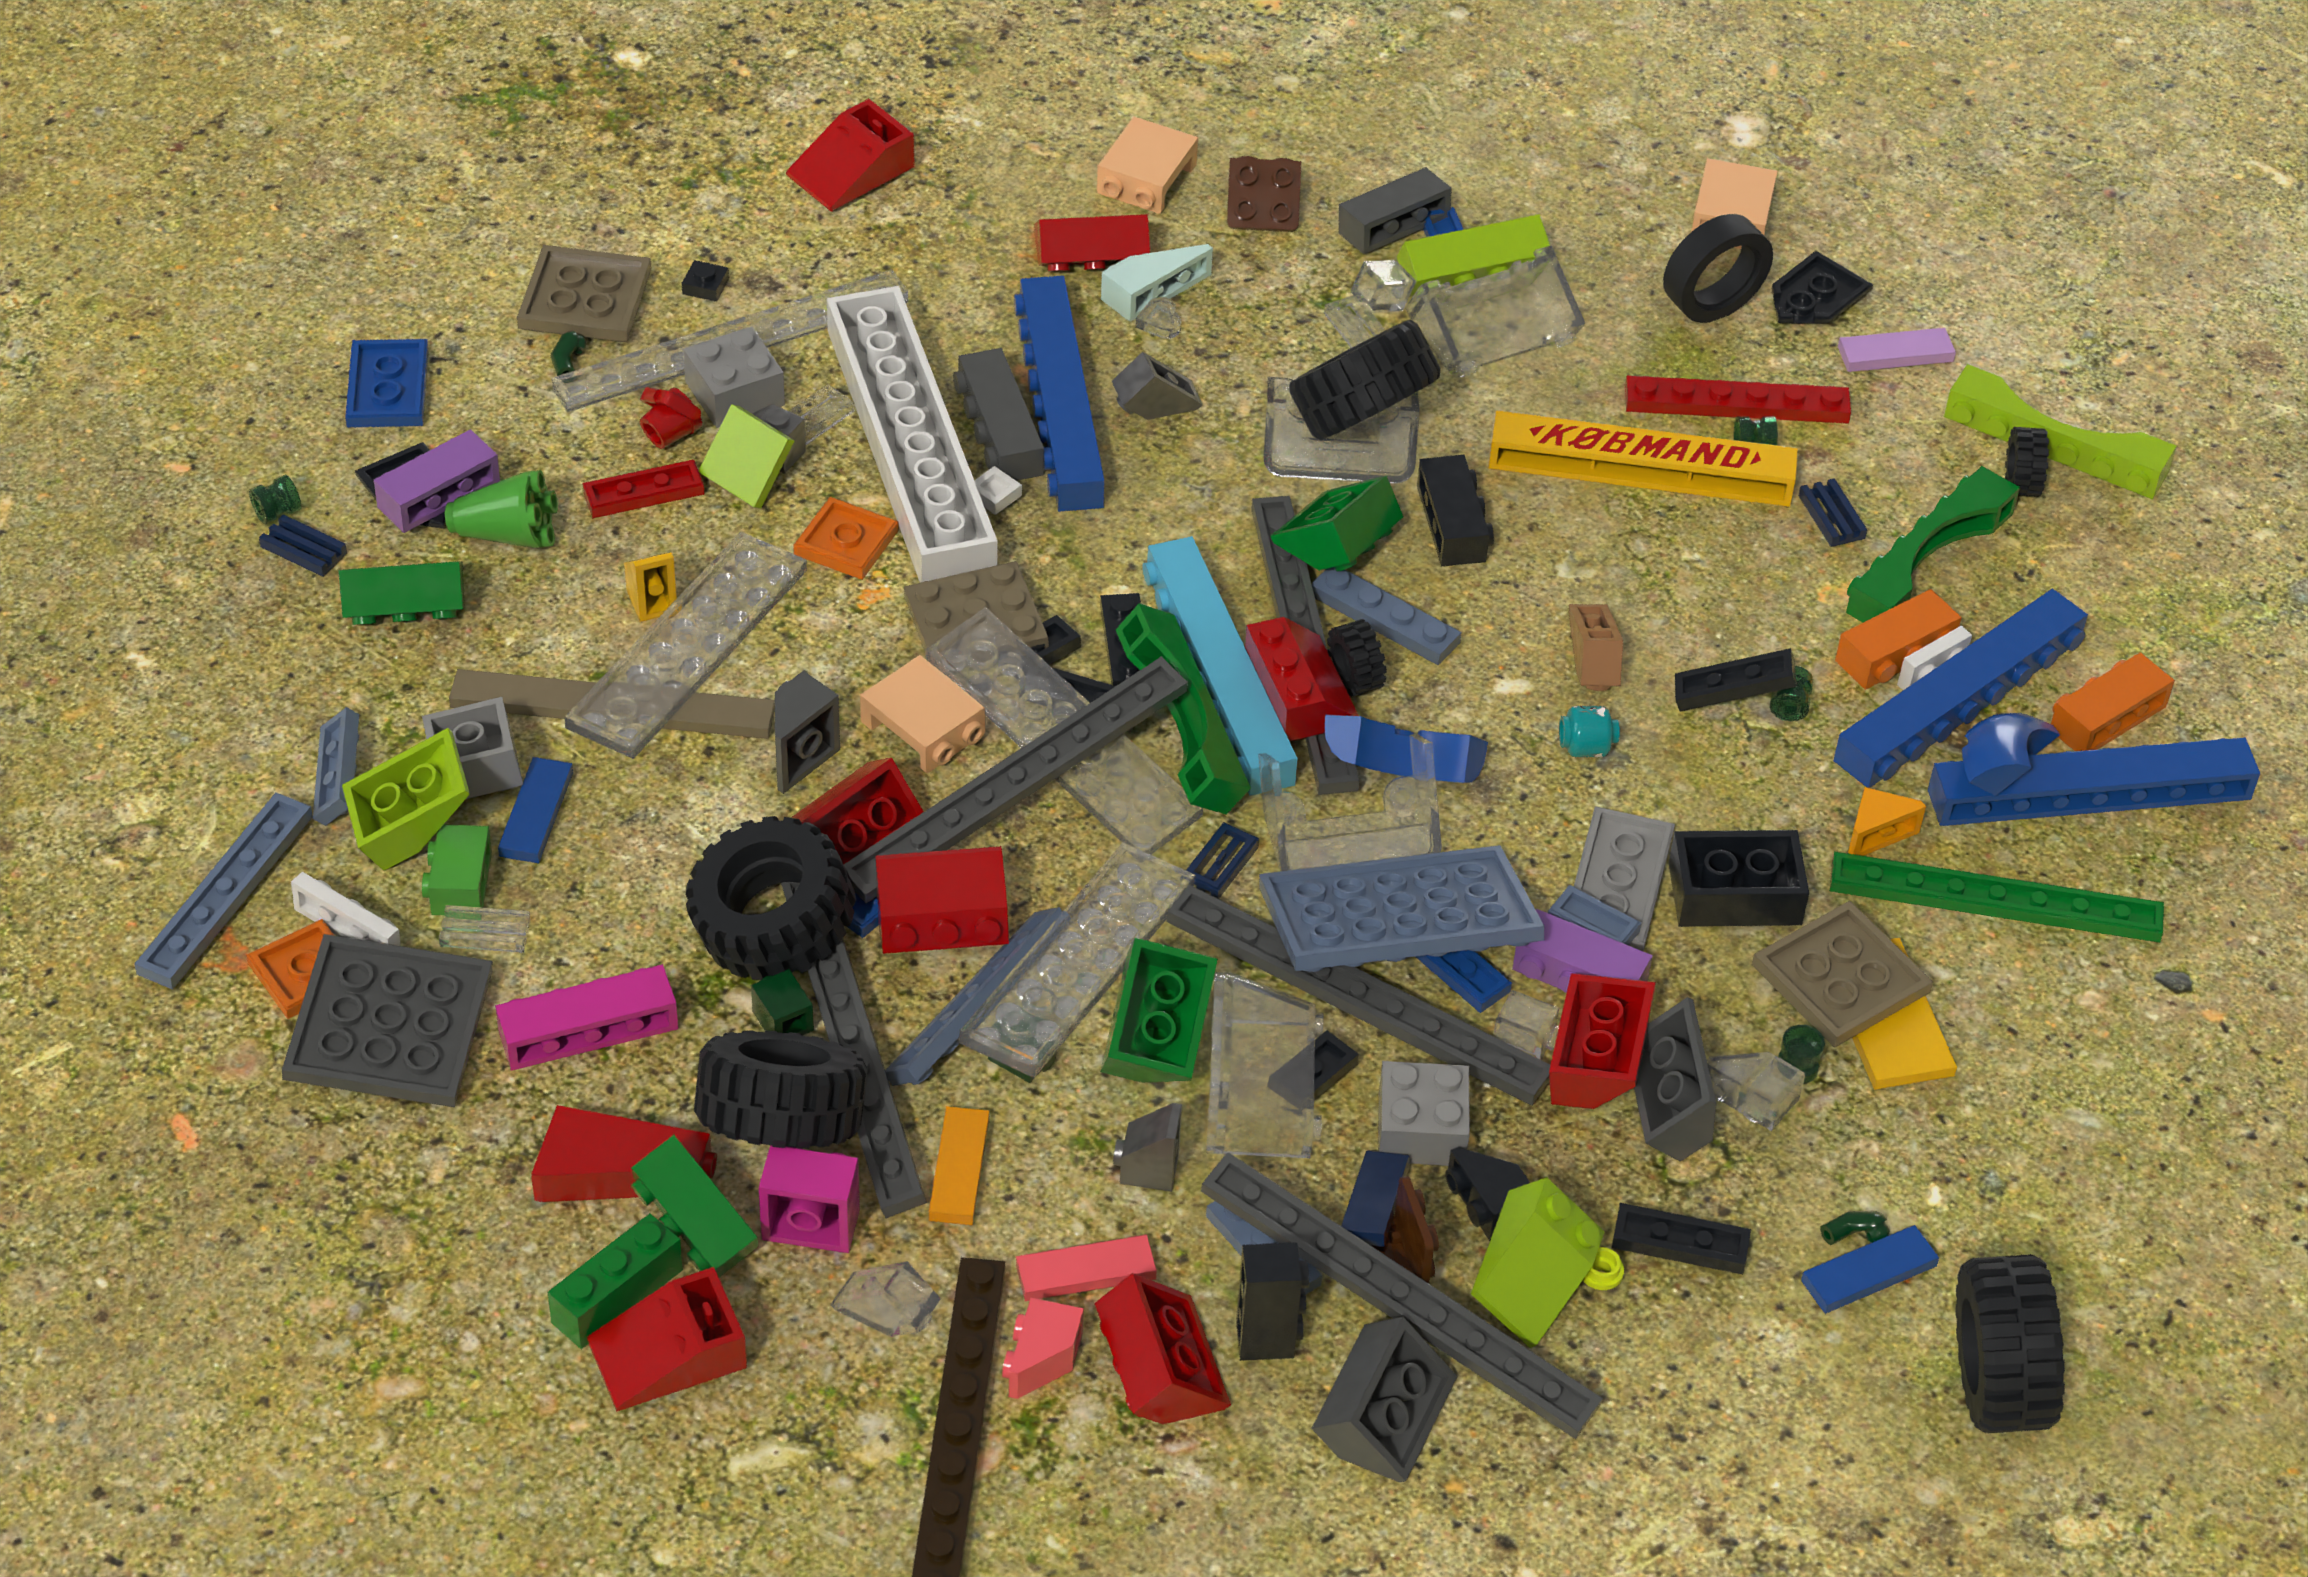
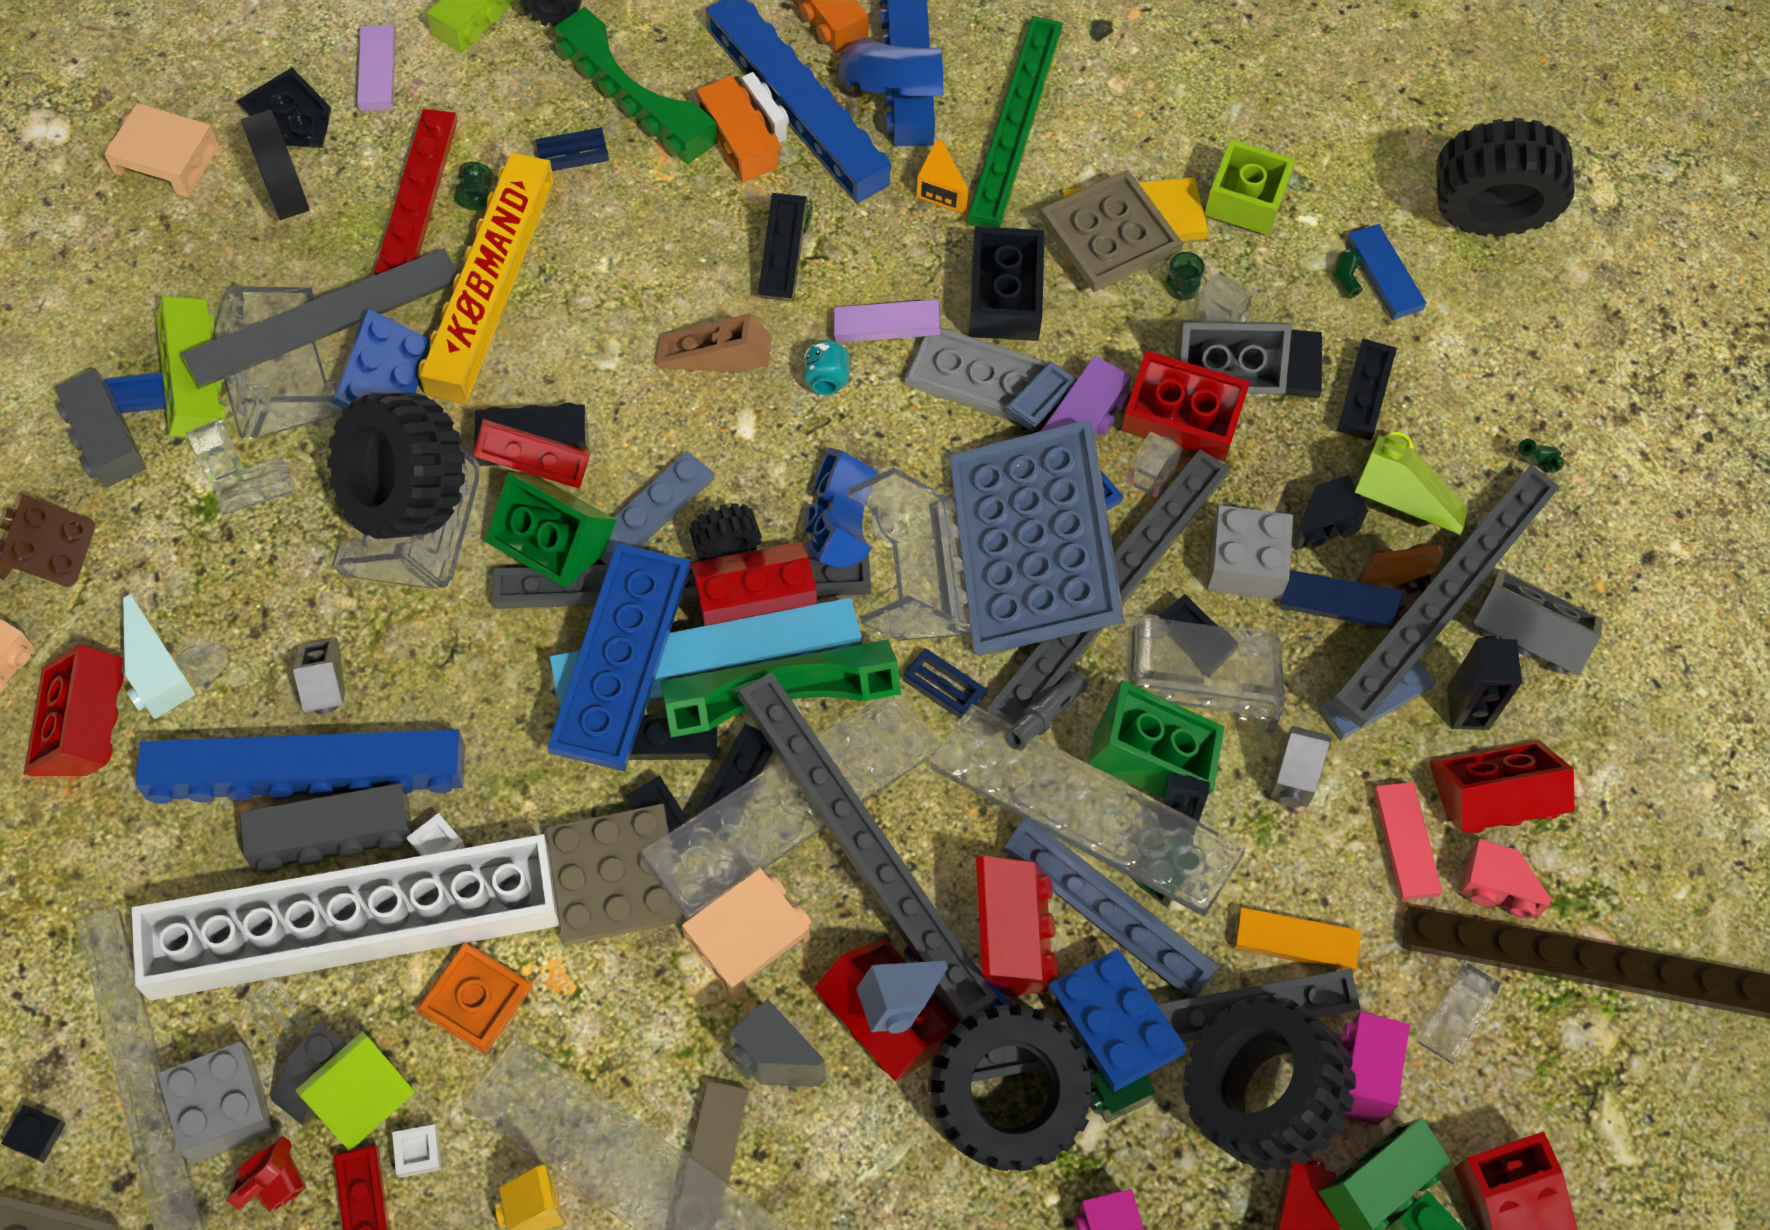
camera: 85 degrees left, 15 degrees up
(698, 510) = (416, 1151): none -> white plate
(848, 986) = (1116, 1020): none -> blue plate
(851, 795) = (898, 993): none -> sand blue slope
(1090, 1046) = (1186, 795): none -> black plate
(1190, 927) = (1037, 718): none -> dark grey pin
(1194, 577) = (619, 657): none -> blue plate
(1421, 502) = (531, 453): none -> red tile
(1497, 380) = (381, 360): none -> blue plate
(1549, 333) = (318, 318): none -> dark grey tile
(1626, 1430) = (1541, 455): none -> dark green arm
(1666, 785) = (887, 321): none -> lavender tile
(1708, 1180) = (1305, 364): none -> black tile
(1947, 1109) = (1249, 187): none -> lime brick

